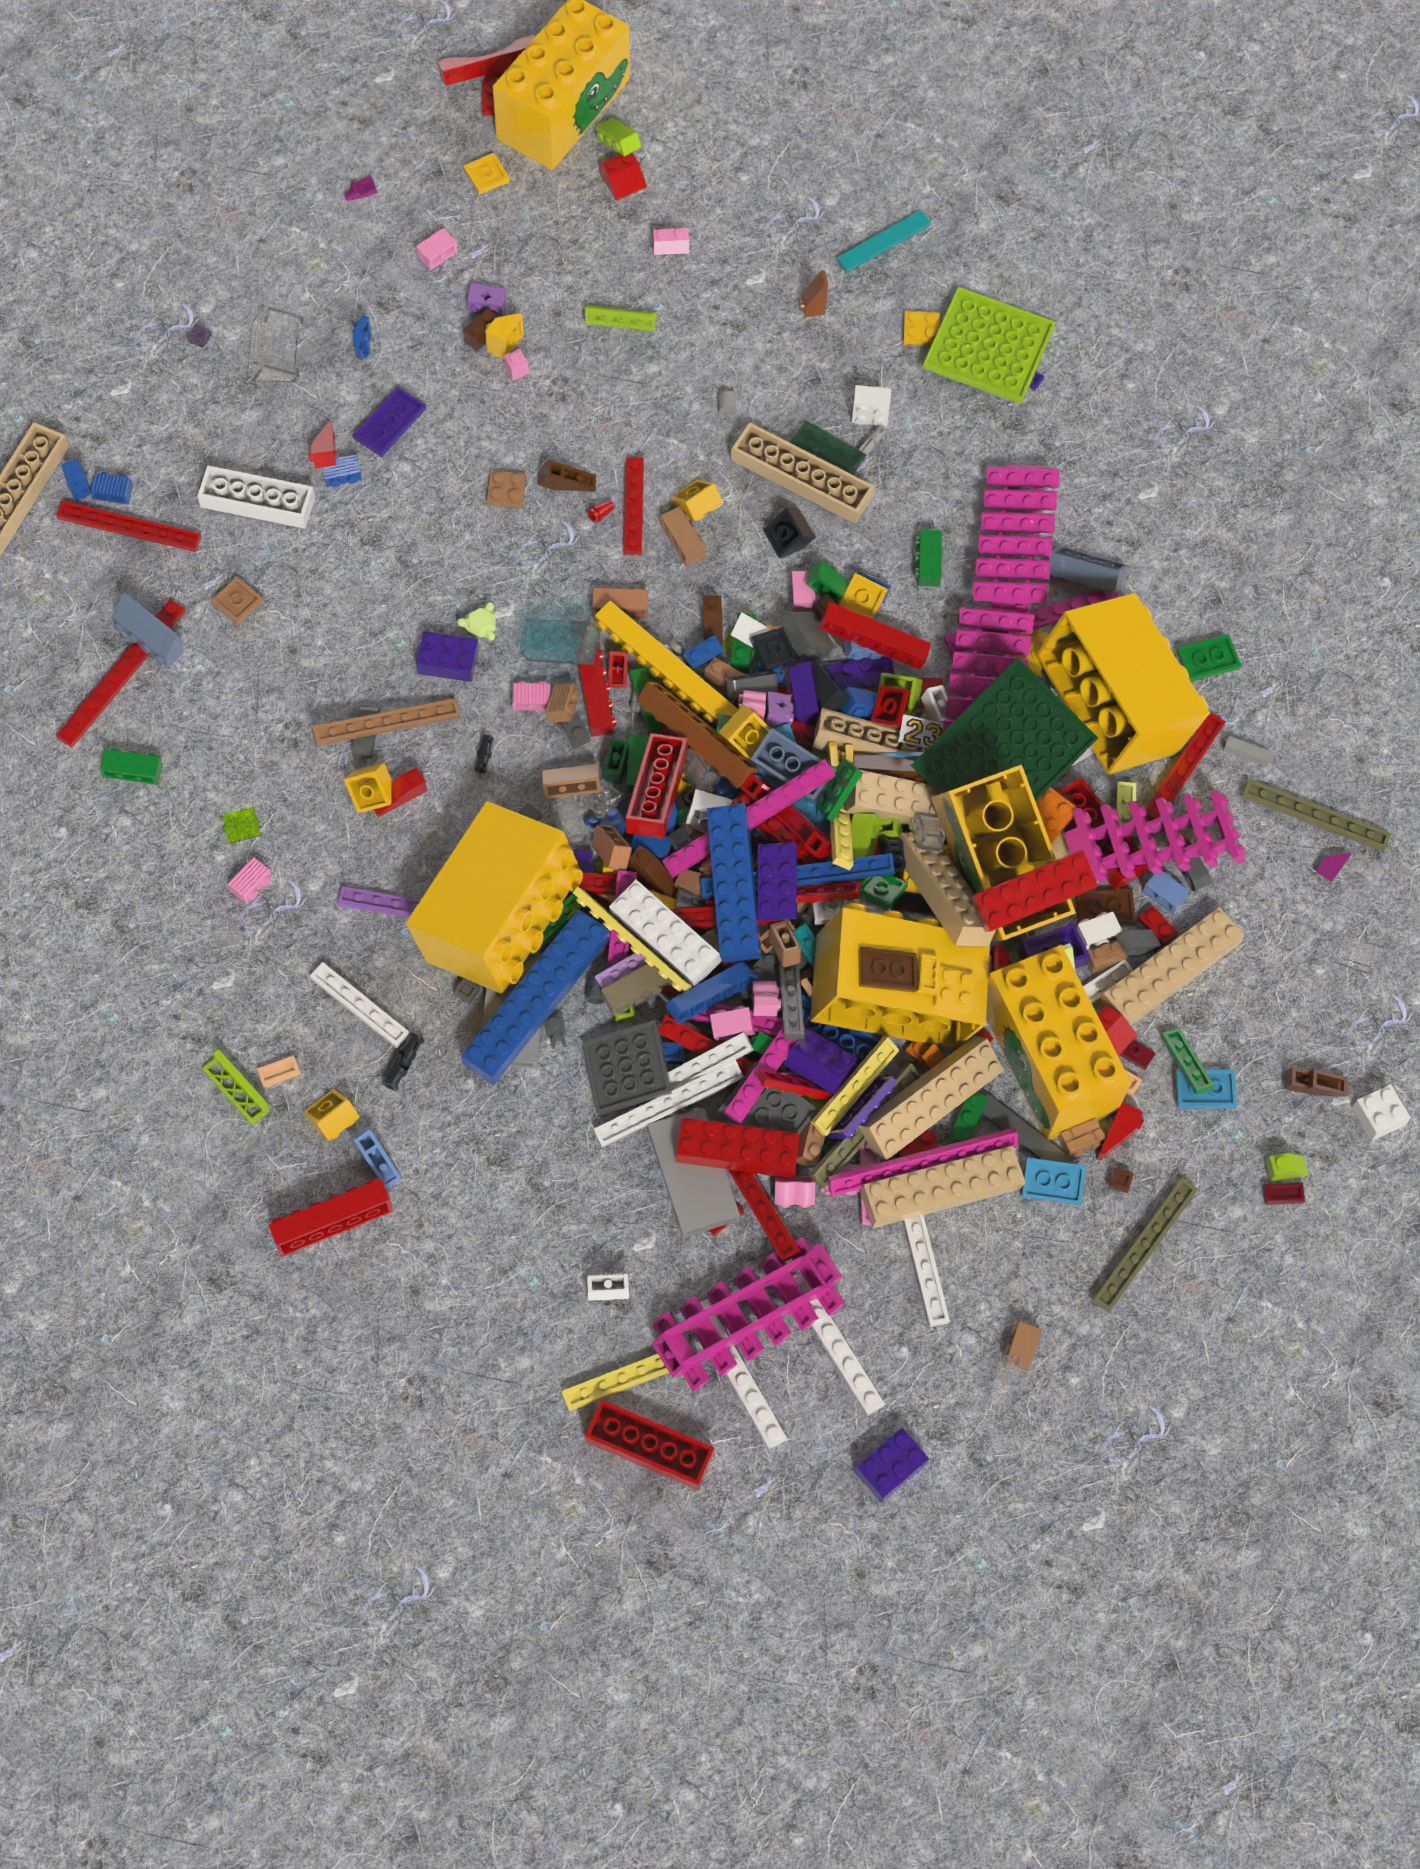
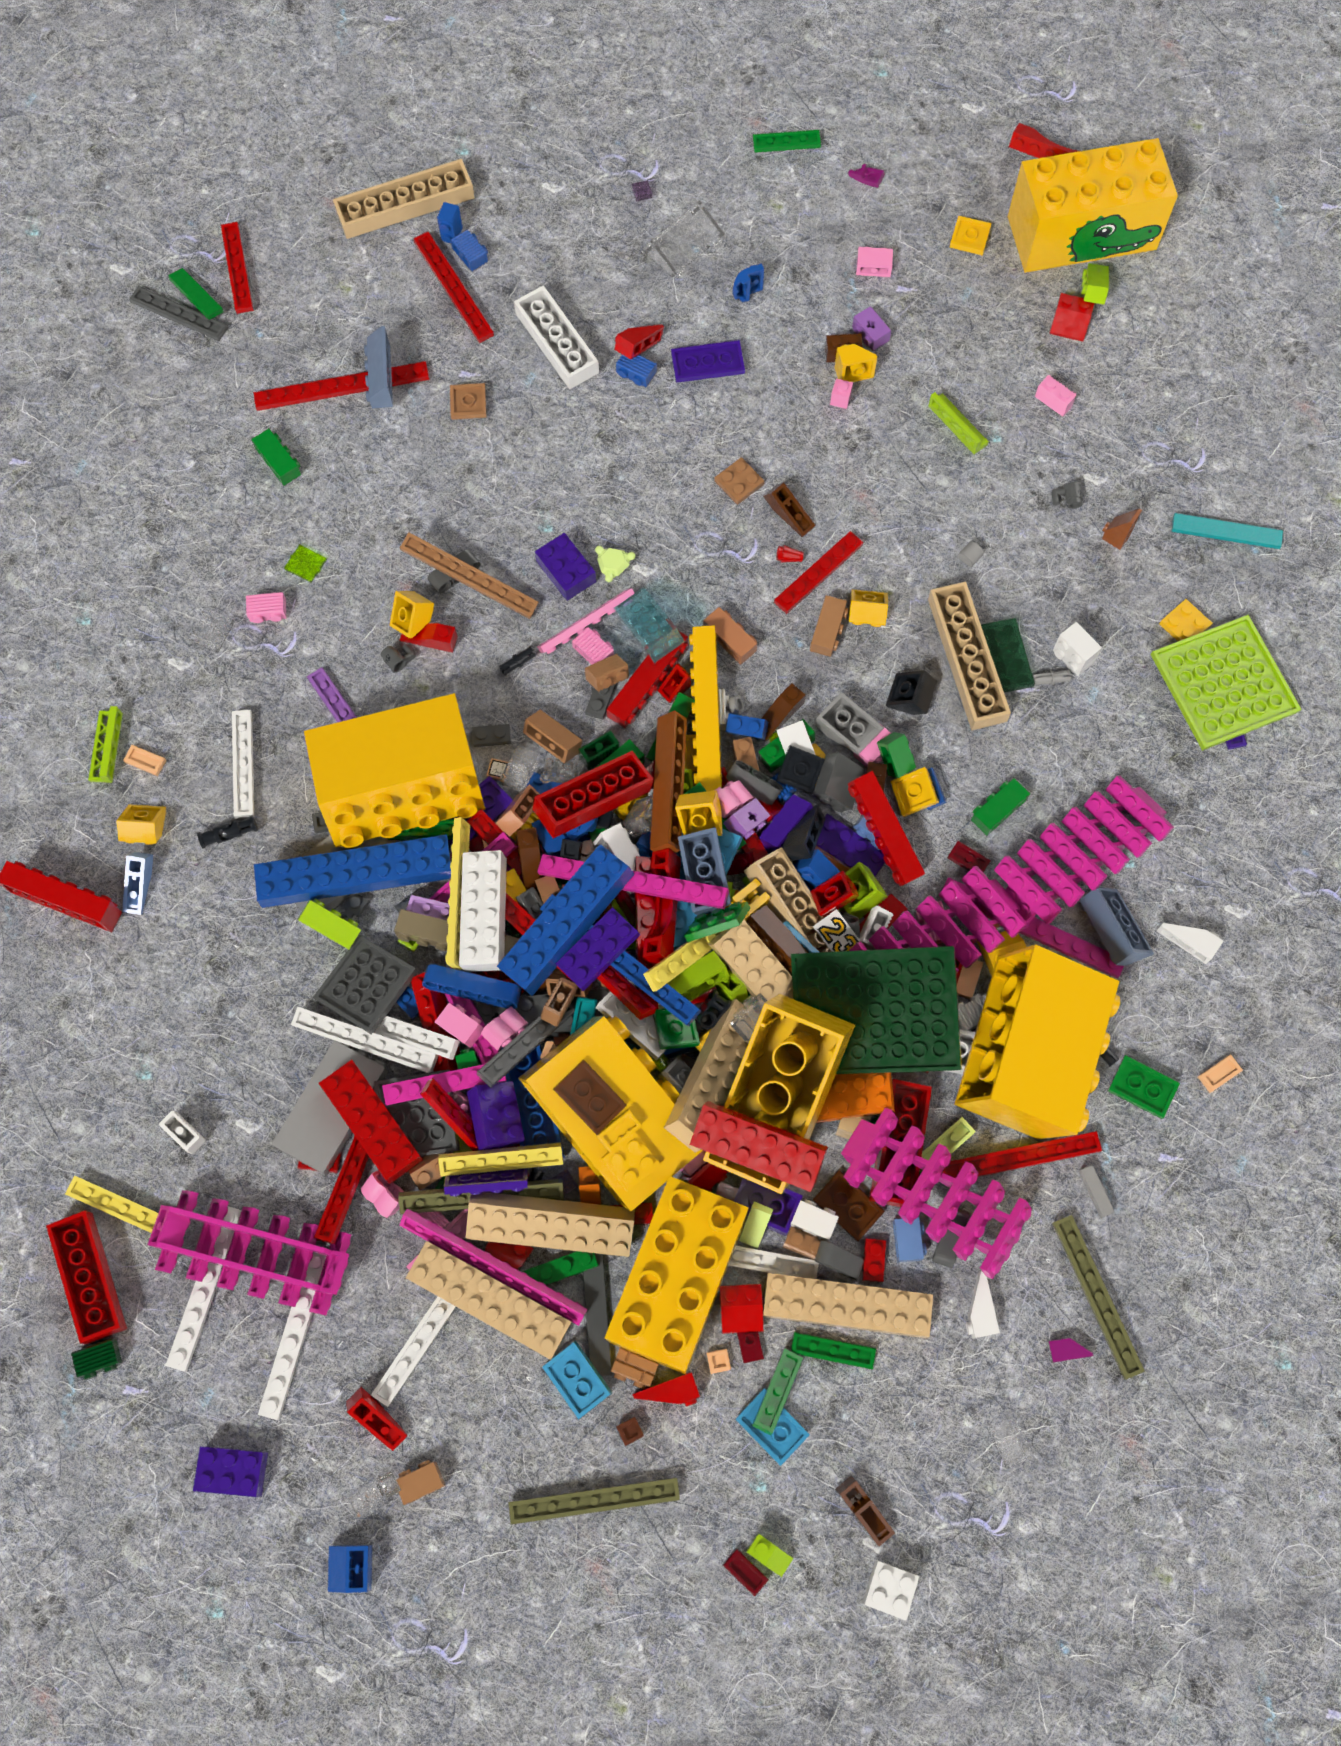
camera: 50 degrees right, 5 degrees up
(271, 211) = (786, 141): none -> green plate
(391, 831) = (395, 660): none -> dark grey piece
(505, 679) = (580, 625): none -> bright pink plate
(555, 1050) = (329, 923): none -> lime brick
(716, 1490) = (96, 1359): none -> dark green brick
(755, 302) = (1072, 493): none -> dark grey piece
(772, 590) = (848, 724): none -> light grey slope
(944, 611) = (968, 857): none -> dark red plate
(949, 1336) = (375, 1418): none -> red slope
(1037, 1442) = (350, 1568): none -> blue slope
(1148, 533) = (1195, 941): none -> white slope
(1192, 1006) = (833, 1350): none -> green tile
(1245, 606) = (1220, 1073): none -> light nougat tile
(1257, 891) = (982, 1316): none -> white slope

